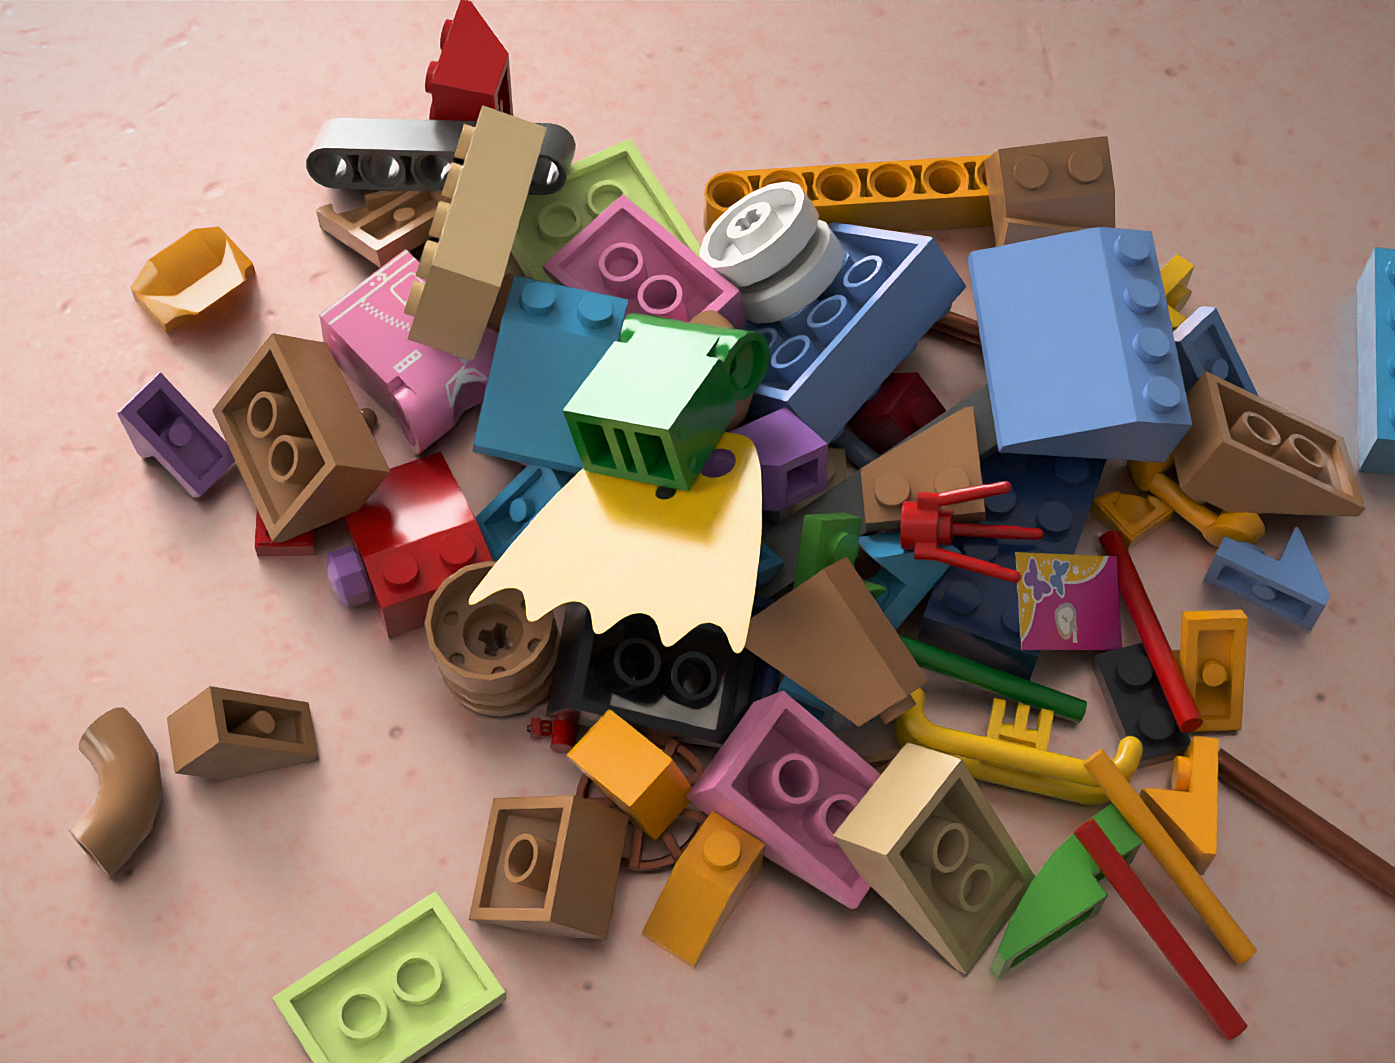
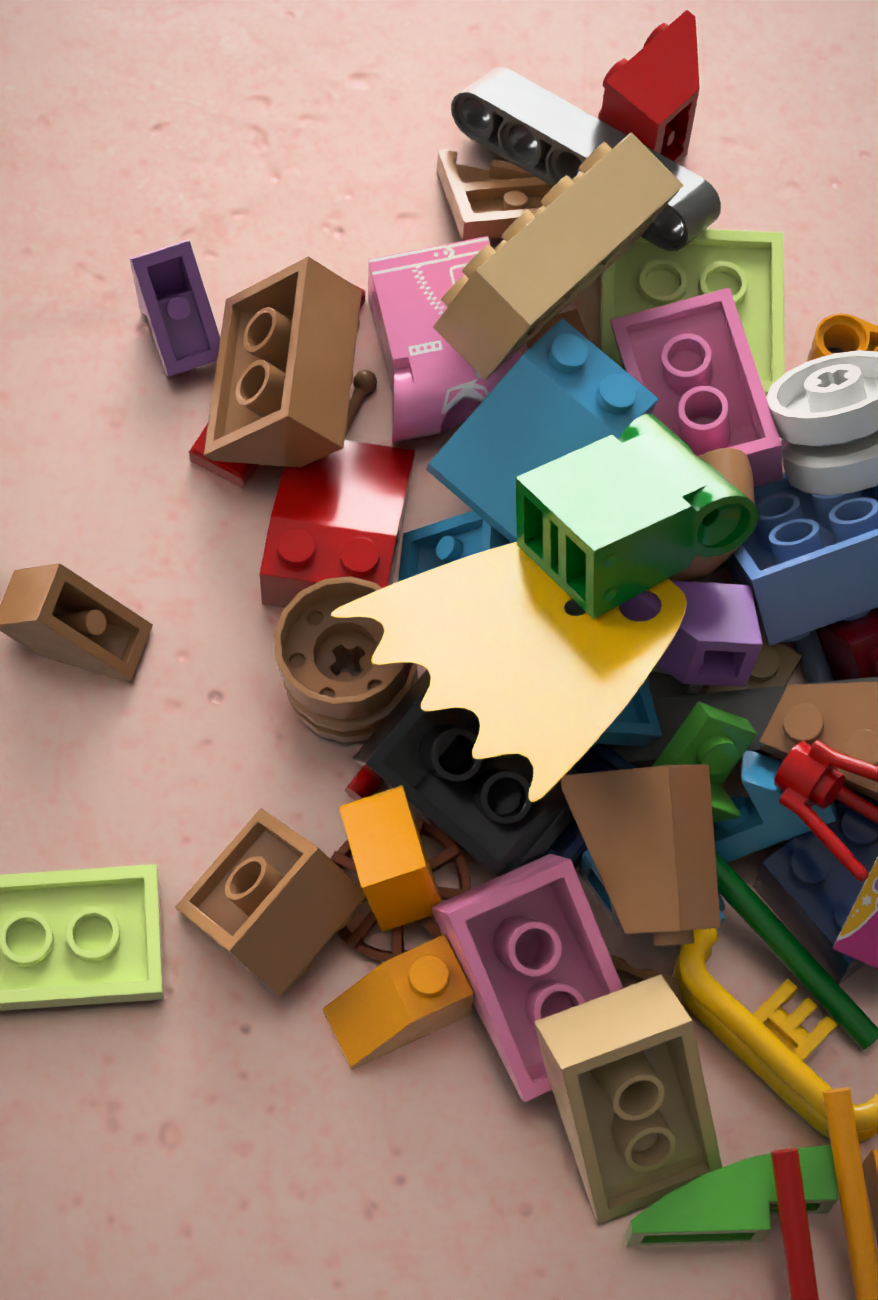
camera: 30 degrees right, 5 degrees up
(190, 276) = (285, 157): light orange slope -> none
(348, 576) = (252, 525): medium lavender tile -> none
(540, 728) = (347, 765): red piece -> none

